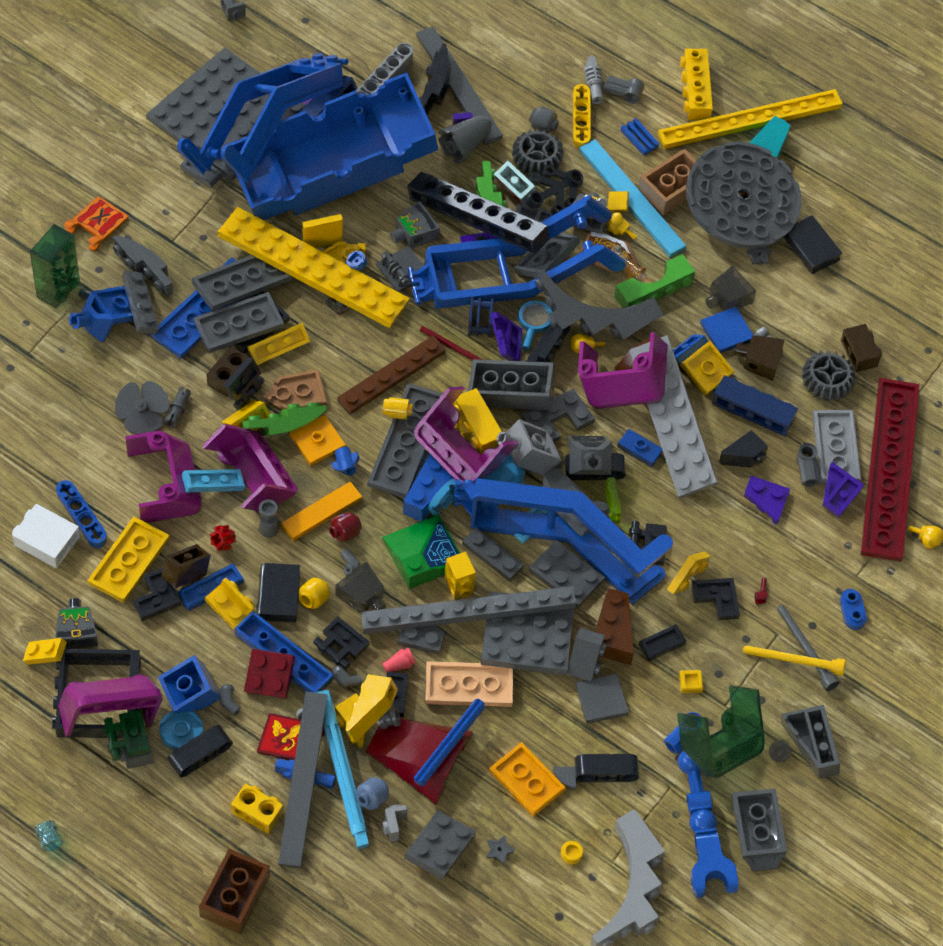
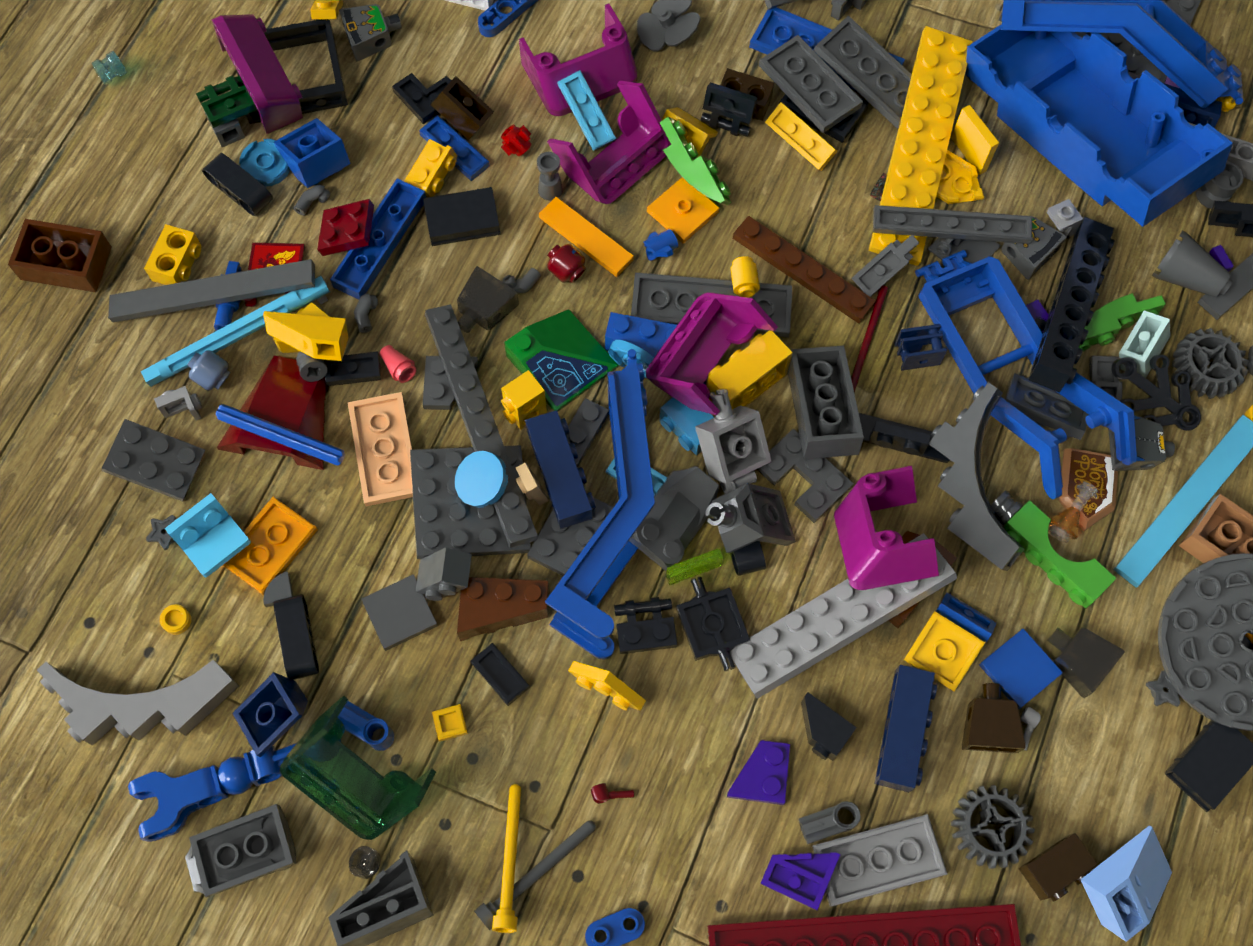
camera: 80 degrees right, 10 degrees up
(128, 559) = (467, 57): yellow plate -> none
(177, 407) = (681, 58): dark grey pin -> none
(297, 389) = (745, 174): medium nougat tile -> none
(314, 593) = (467, 251): yellow head -> none
(346, 638) = (415, 300): black plate -> none
(357, 260) = (949, 188): blue tile -> none
(391, 266) = (952, 224): none -> dark grey tile
(402, 197) = (1065, 217): none -> light grey bracket
(409, 318) = (885, 265): none -> dark grey hinge
(508, 337) = (900, 385): dark purple wing -> none
(518, 811) = (208, 535): none -> medium azure bracket
(522, 563) = (559, 470): none -> dark blue brick
(522, 611) = (481, 479): none -> tile
(529, 582) = (530, 484): none -> tan plate
(534, 319) = (942, 409): piece -> none
(576, 339) = (928, 479): yellow piece -> none
(614, 301) = (1005, 507): none -> dark grey wheel
(618, 201) = (1174, 480): yellow tile -> none
(620, 226) = (1136, 490): yellow piece -> none
(640, 447) = (790, 586): blue plate -> none
(657, 500) = (712, 624): none -> black plate
(667, 785) = (270, 712): none -> dark blue slope
(718, 591) = (590, 739): black plate -> none
(881, 313) = (1129, 885): none -> light blue slope

